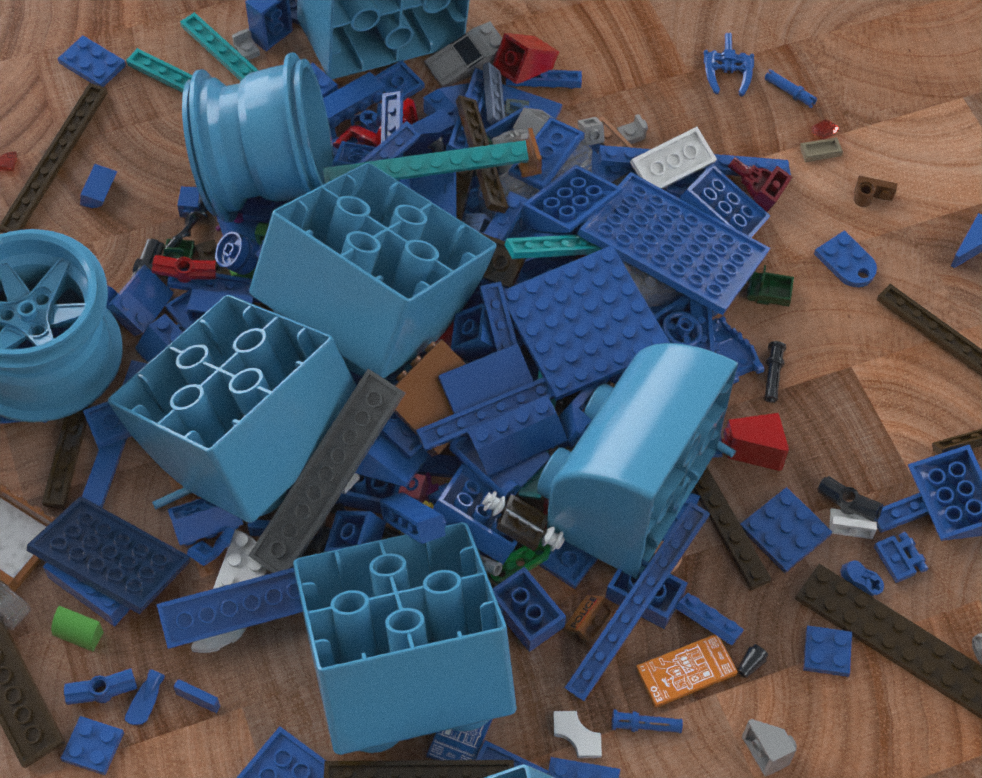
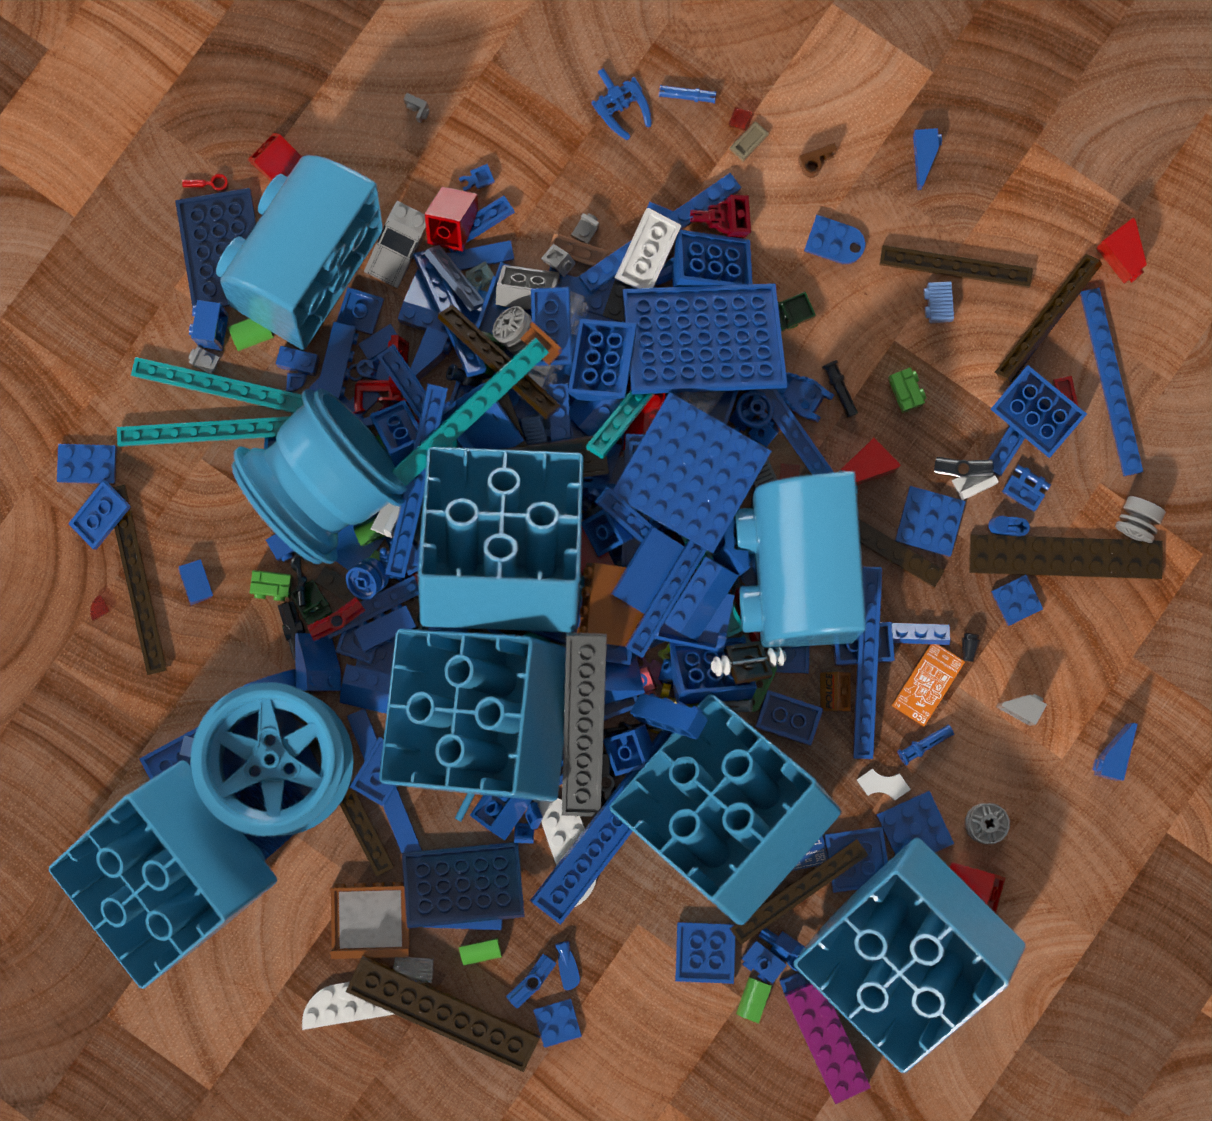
camera: 30 degrees left, 25 degrees up
(67, 94) = (99, 515): none -> blue plate
(156, 223) = (271, 584): none -> bright green brick
(197, 696) = (603, 940): blue tile -> none
(298, 44) = (248, 334): none -> bright green brick
(570, 50) = (480, 177): none -> blue plate
(836, 407) = (907, 390): none -> bright green brick
(914, 357) = (939, 302): none -> medium blue brick

